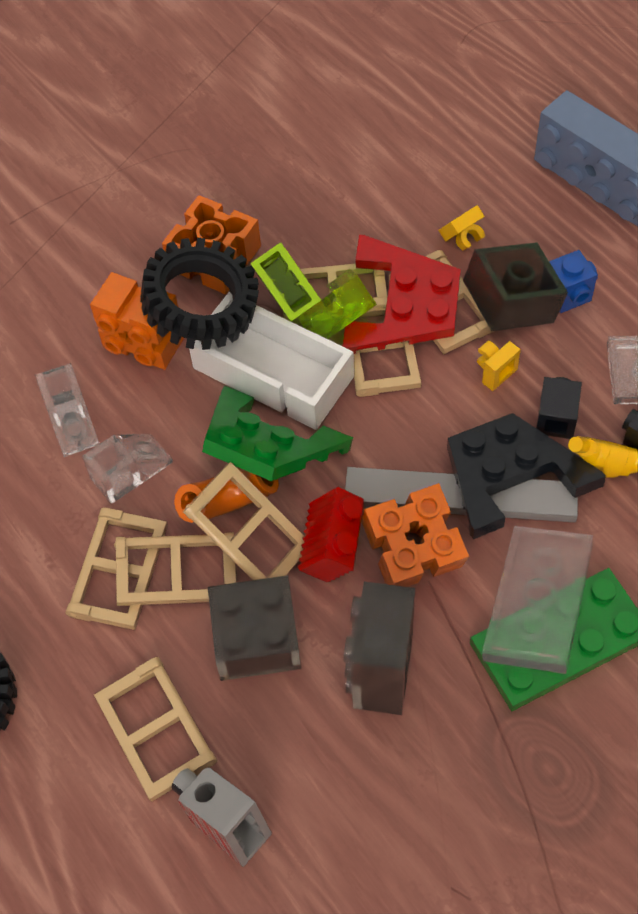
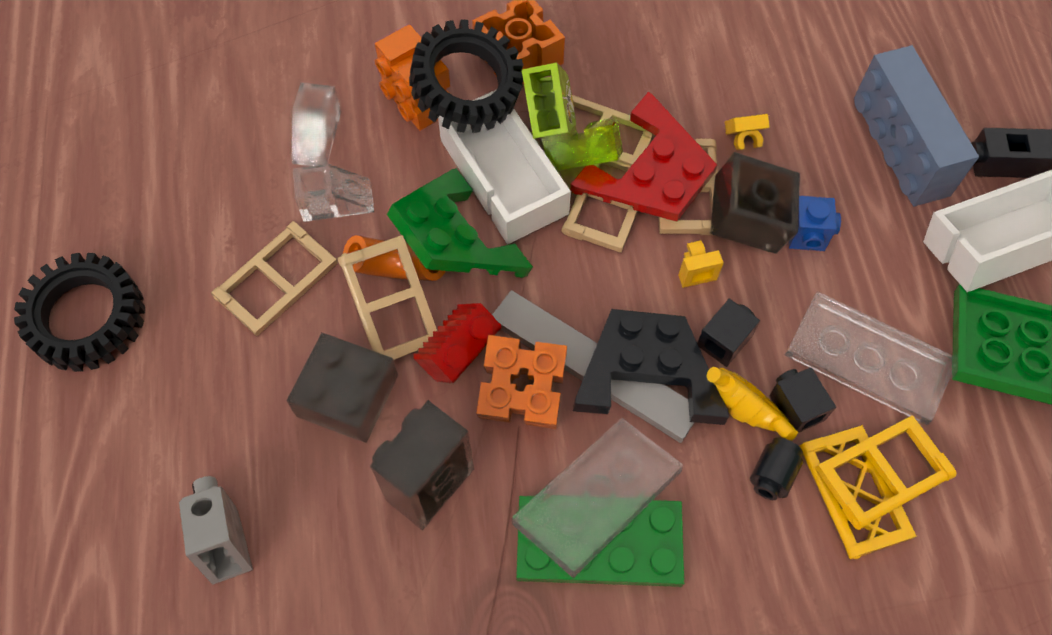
camera: 25 degrees right, 5 degrees up
(144, 672) = (190, 427): tan window -> none
(177, 595) = (305, 325): tan window -> none

